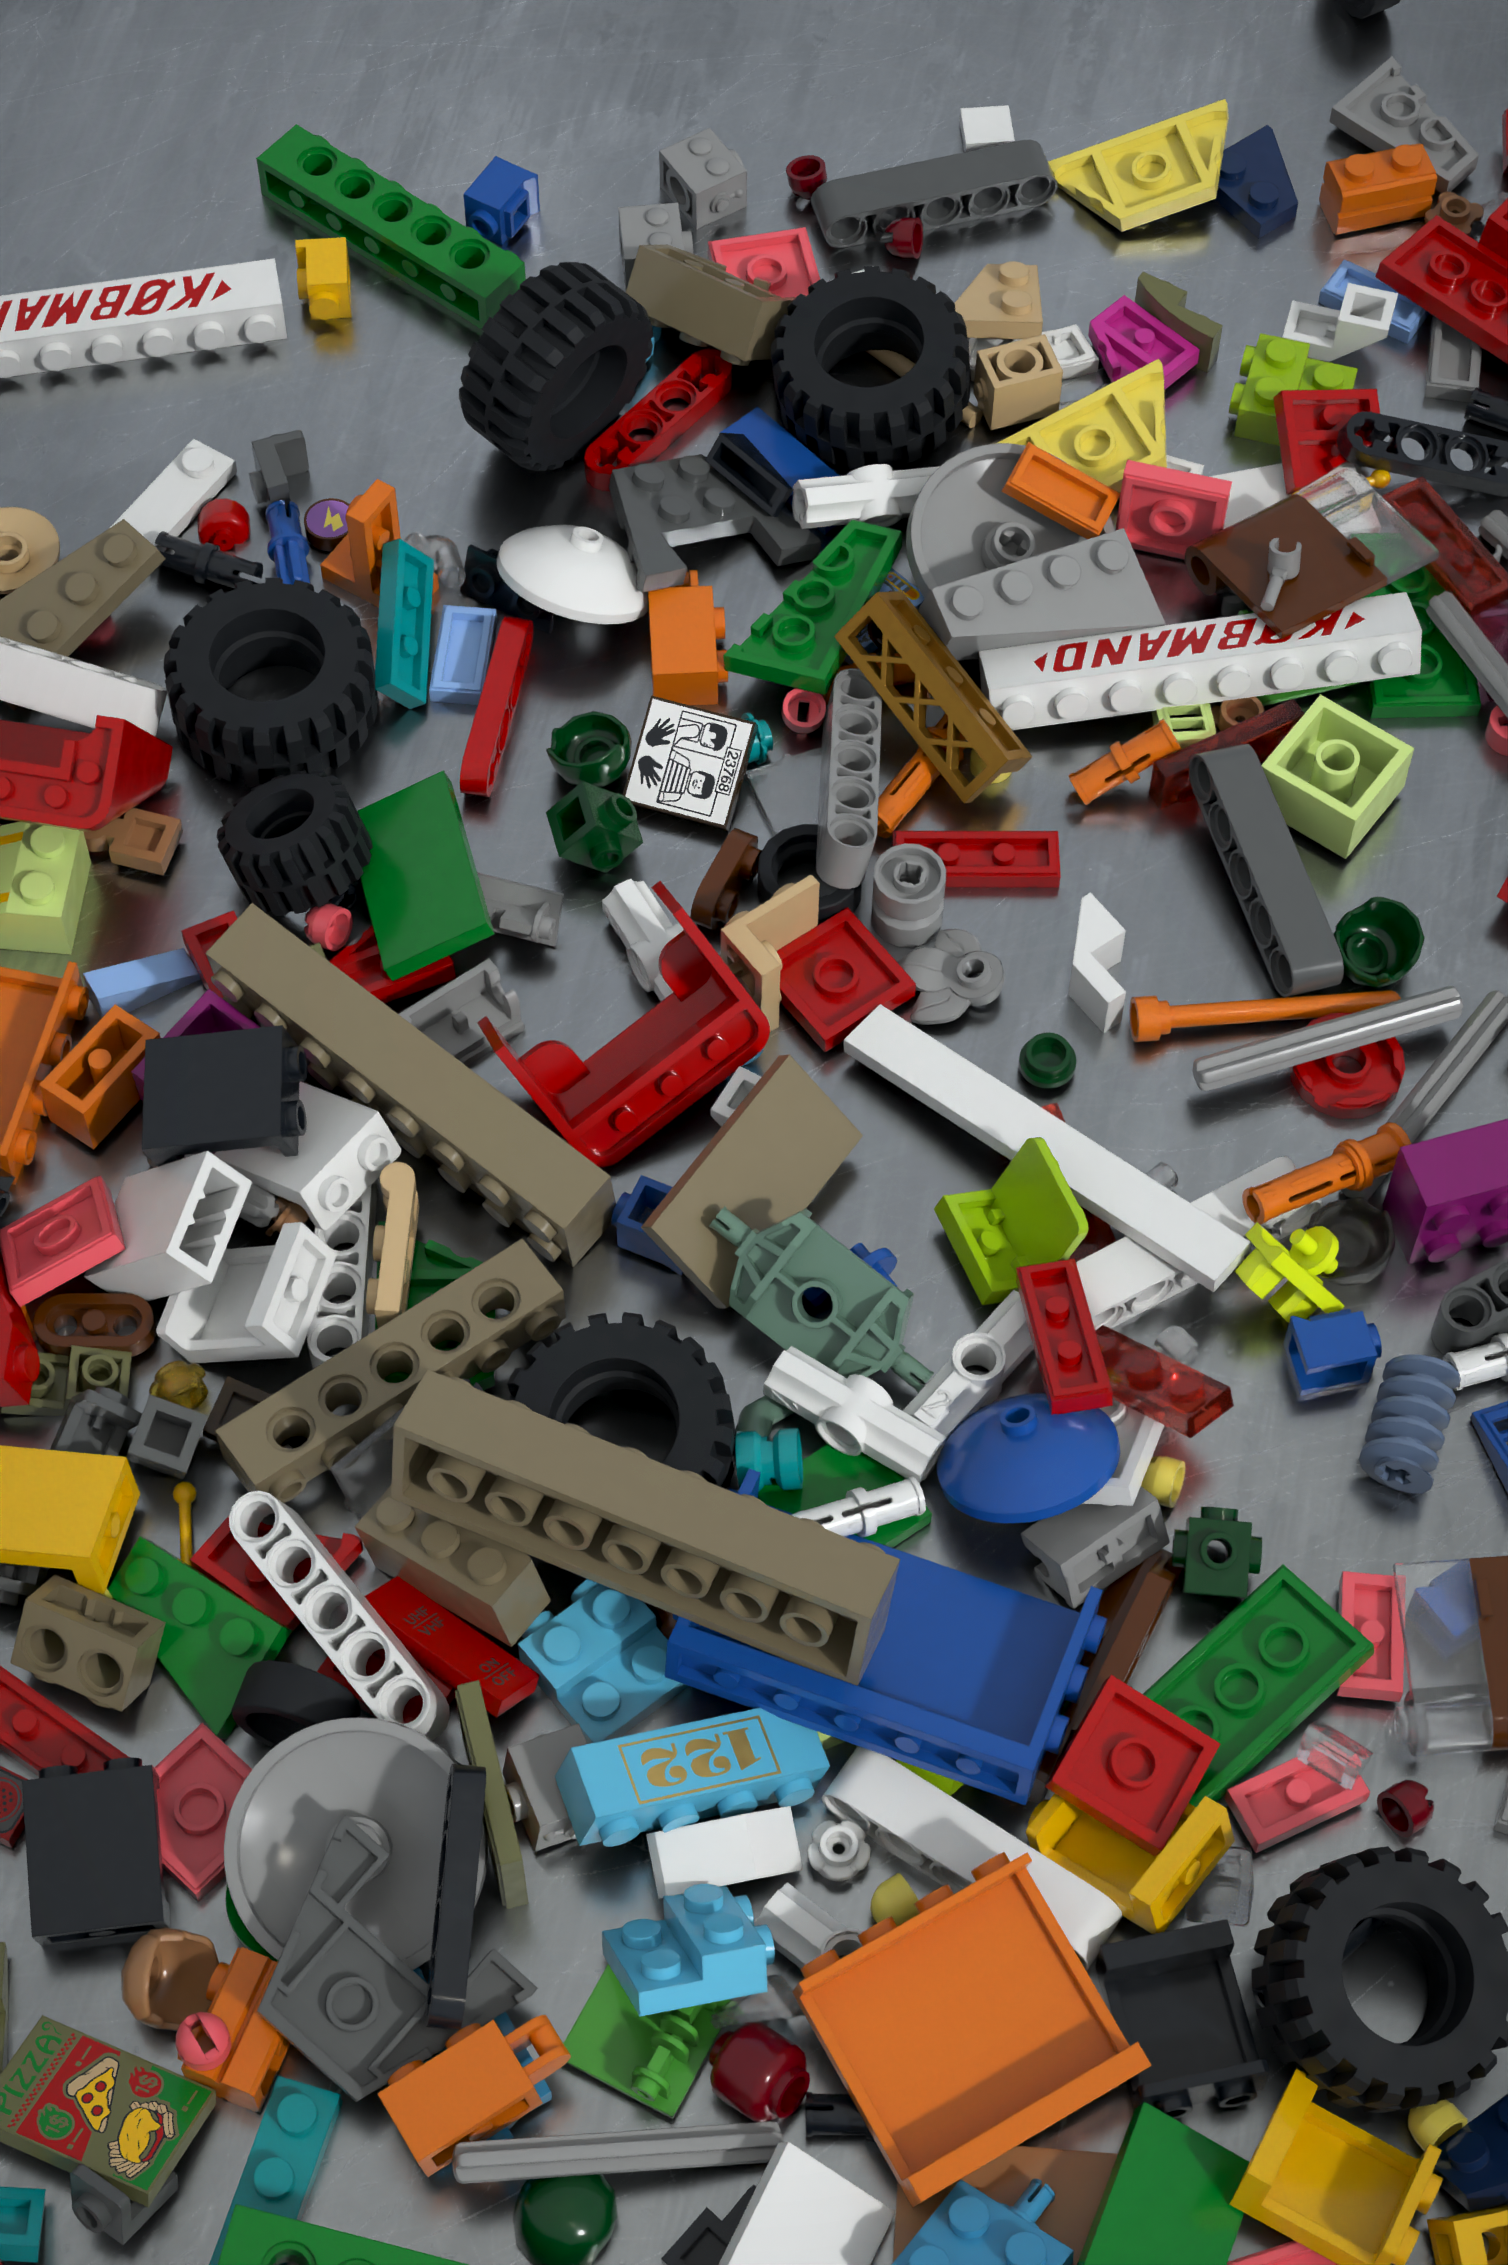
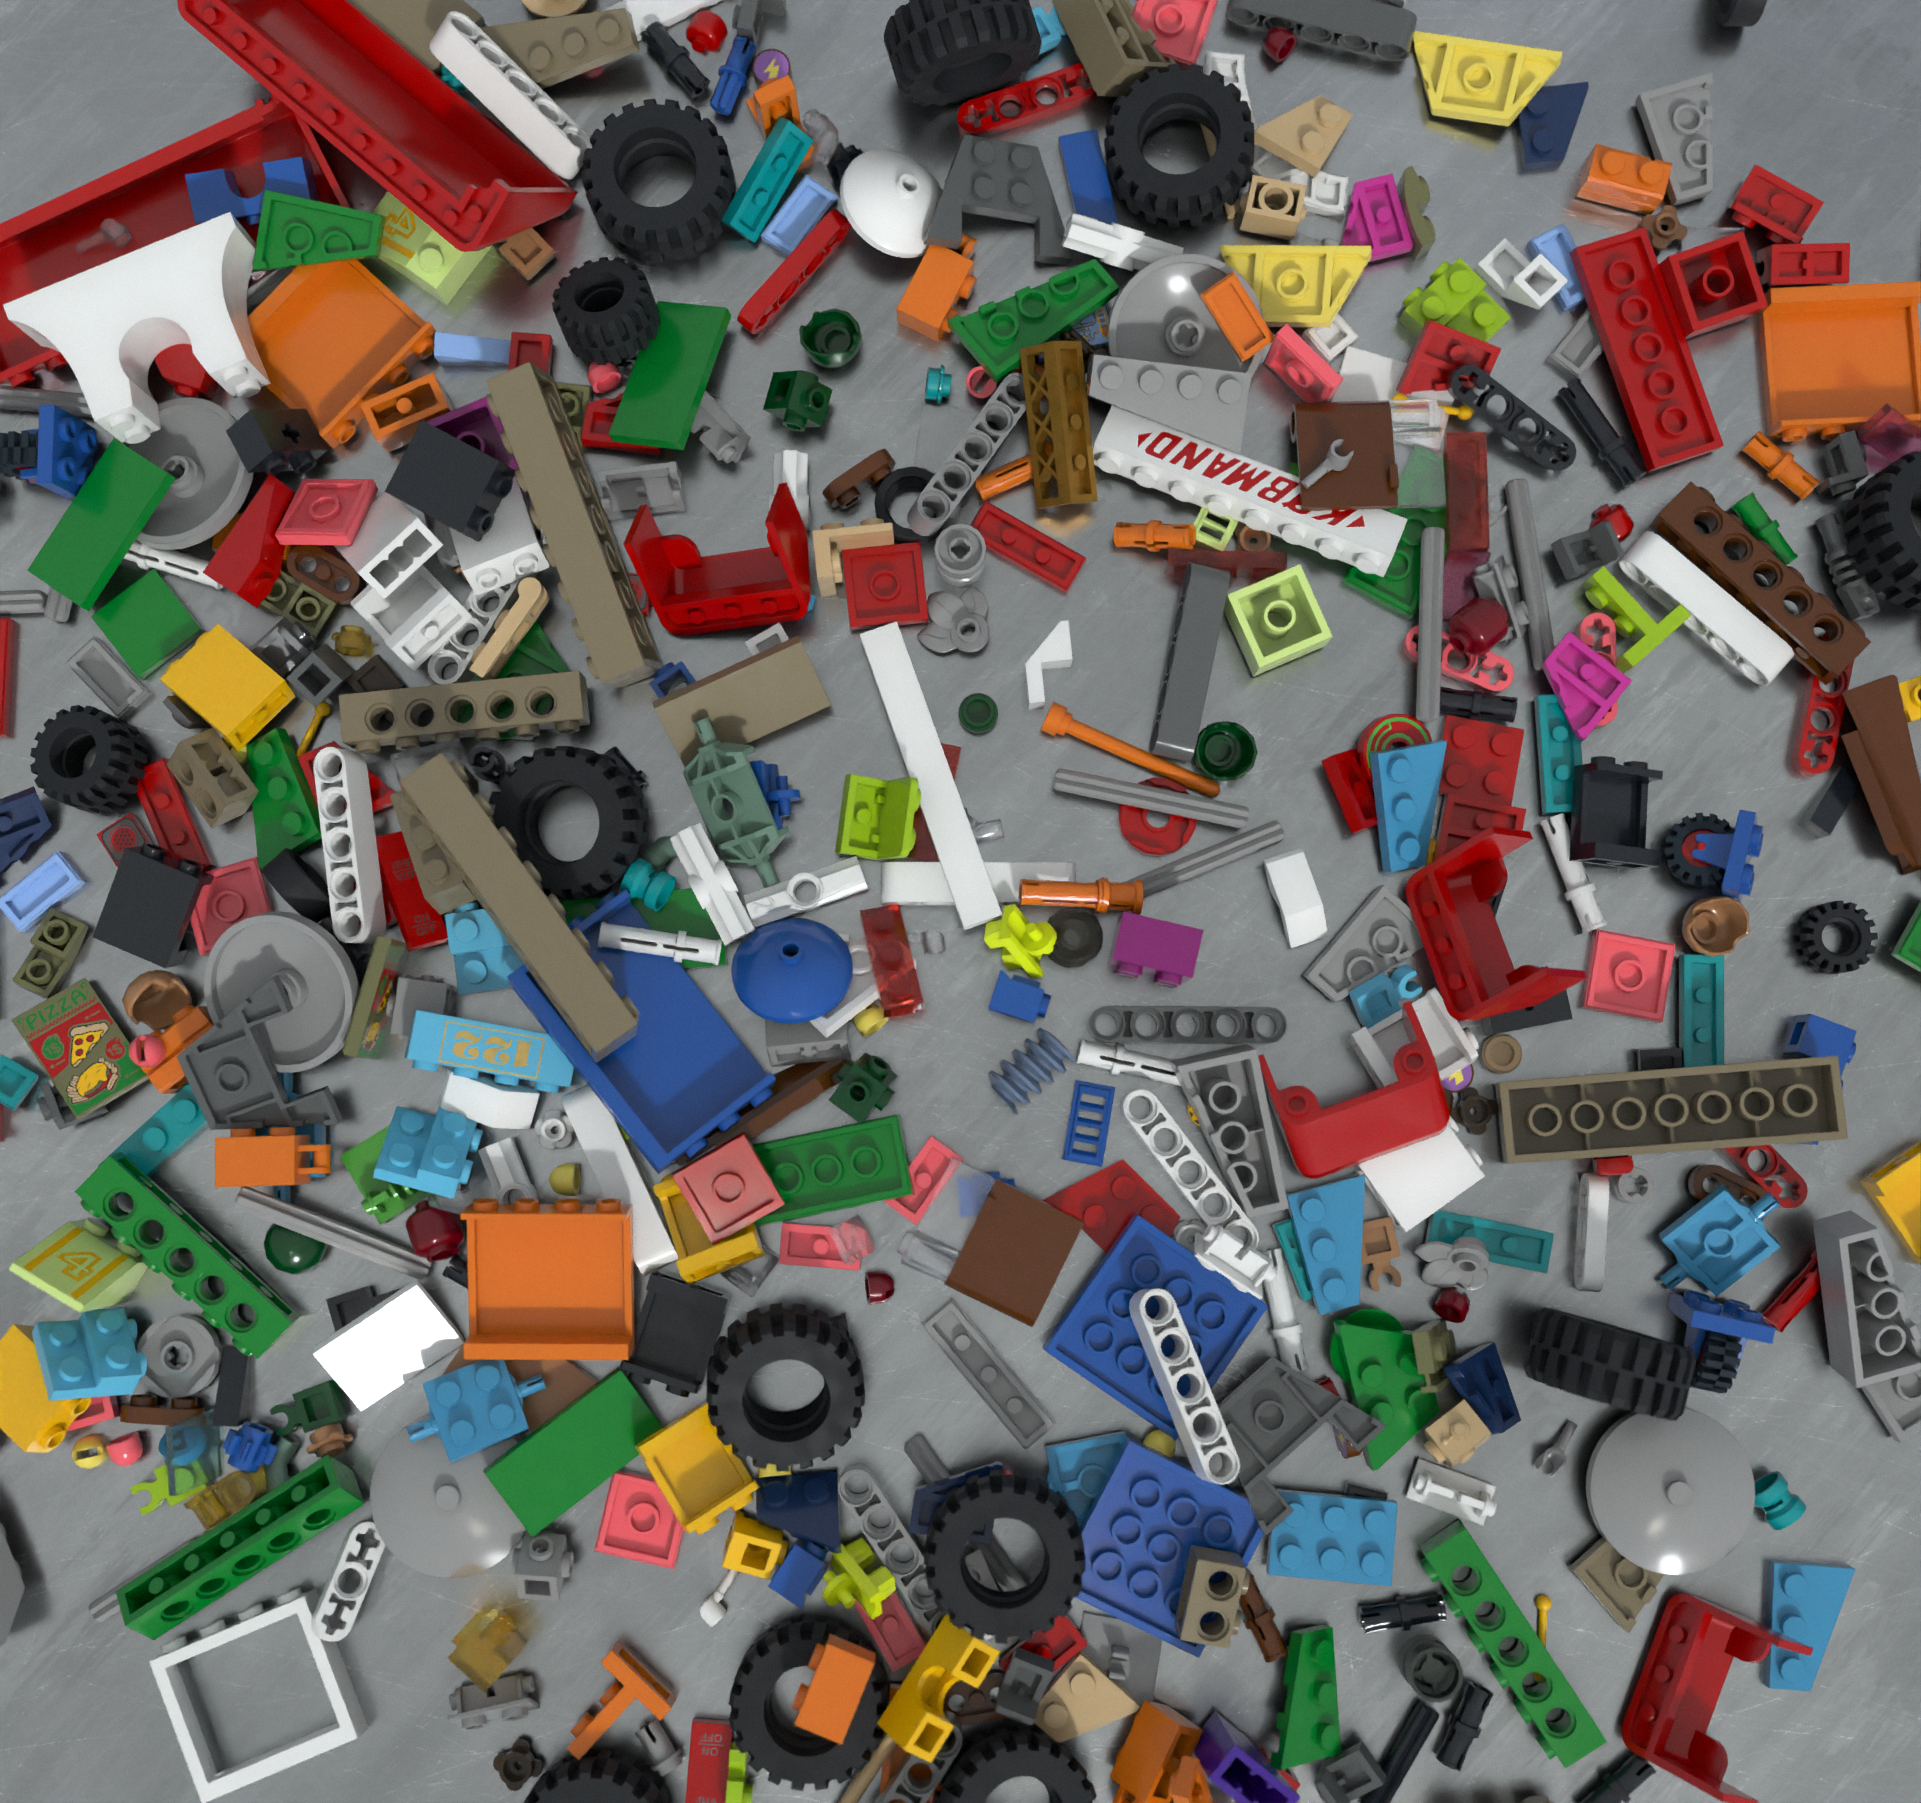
camera: 30 degrees right, 25 degrees up
(455, 1897) = (308, 1057): black beam -> none
(690, 763) = (885, 383): tile -> none
(749, 471) = (1054, 179): black piece -> none
(1064, 1337) = (854, 911): red tile -> none

